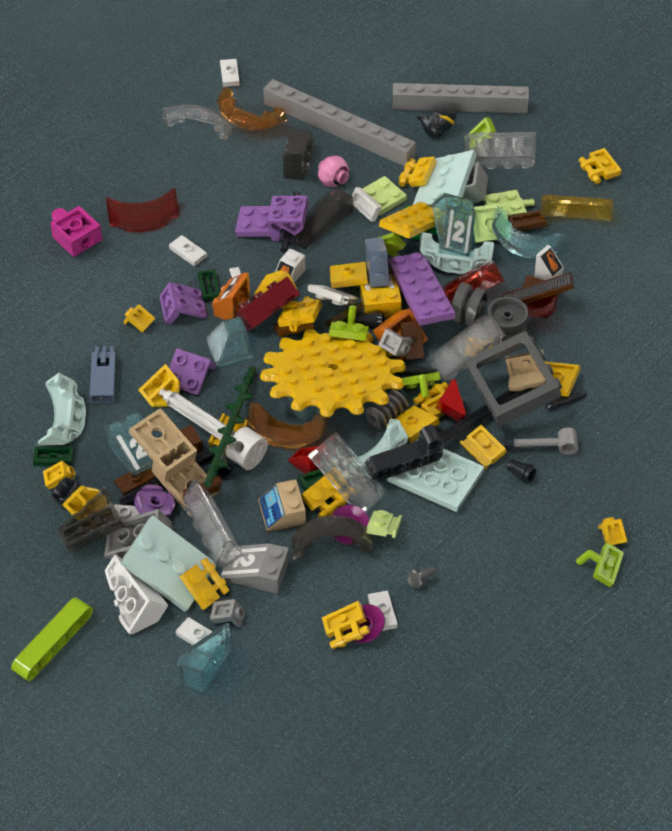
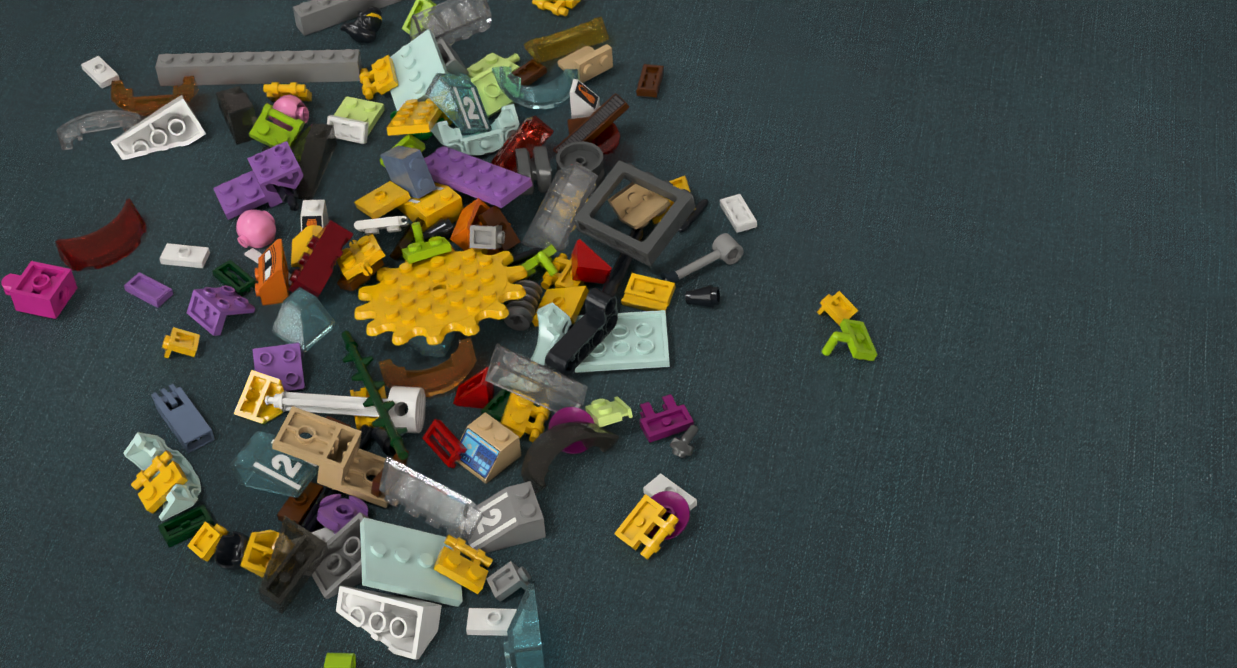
camera: 30 degrees left, 5 degrees down
(52, 418) = (156, 490): none -> yellow plate
(147, 265) = (148, 290): none -> medium lavender tile
(240, 142) = (164, 129): none -> white wedge
(247, 254) = (255, 229): none -> bright pink plant
(257, 487) = (455, 453): none -> red tile
(310, 184) = (272, 134): none -> lime plate
(345, 153) = (277, 90): none -> yellow plate
(420, 554) = (666, 423): none -> magenta plate
(580, 233) = (588, 62): none -> tan bracket
(599, 415) = (738, 213): none -> white plate
(617, 271) = (650, 80): none -> reddish brown plate

